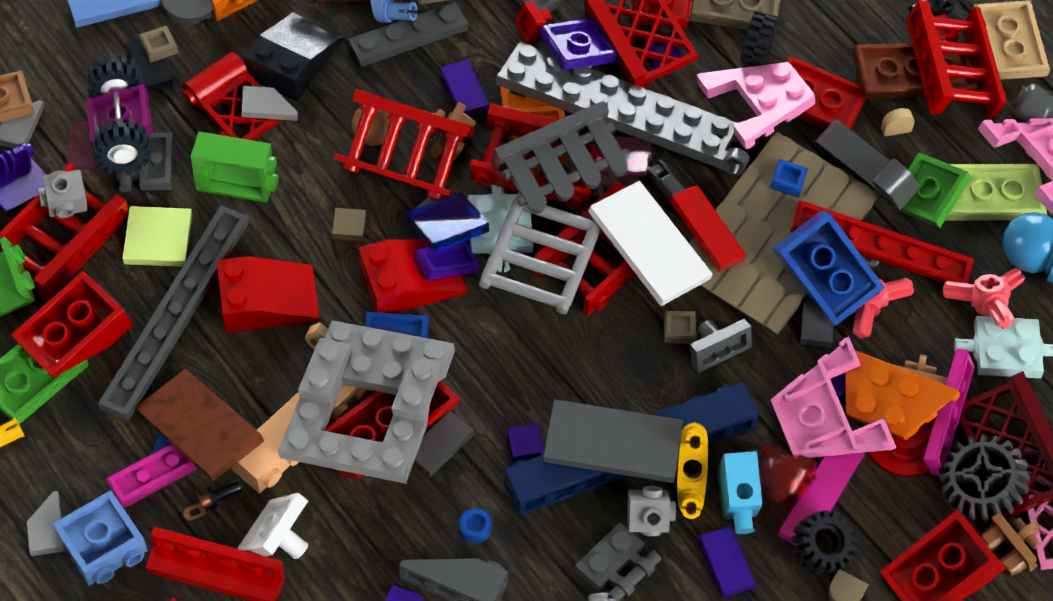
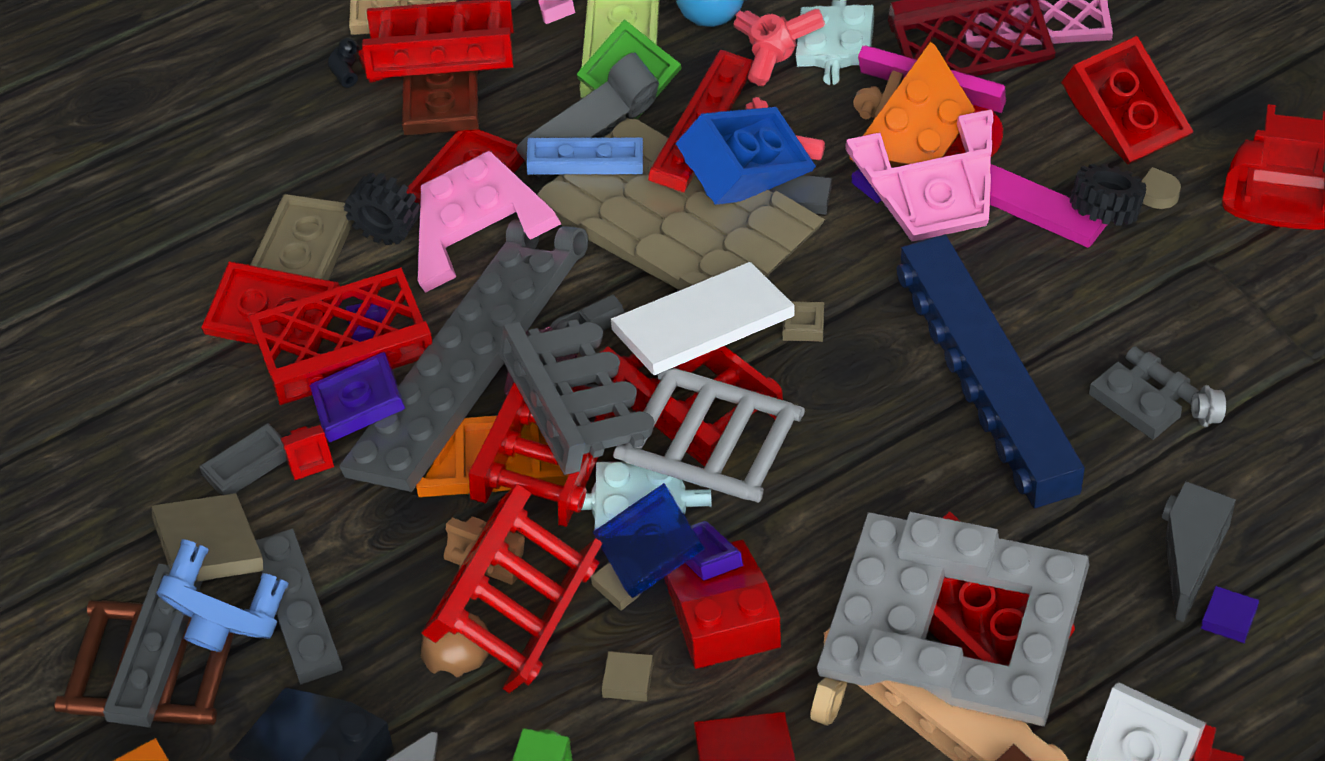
camera: 80 degrees left, 10 degrees down
(401, 323) = (804, 620): blue tile -> none
(464, 87) = (403, 537): dark purple tile -> none
(475, 525) = (1102, 535): blue tile -> none
(525, 442) = (978, 479): dark purple tile -> none
(613, 441) = (995, 368): dark grey tile -> none
(650, 511) = (1080, 348): light grey brick -> none
(692, 487) = (1021, 303): yellow connector -> none
(708, 228) = (680, 263): red tile -> none
(719, 344) = (833, 278): dark grey tile -> none
(727, 562) = (1131, 291): dark purple tile -> none
(740, 489) = (1045, 261): medium azure torso -> none
(785, 474) = (1025, 220): clear red cone -> none
(788, 178) = (607, 187): blue tile -> none
(822, 161) = (585, 156): none -> medium blue tile
(897, 122) = (518, 102): tan tile -> none
(958, 475) = (1036, 45): dark grey gear -> none
(1020, 556) = (1087, 40): medium nougat hips -> none

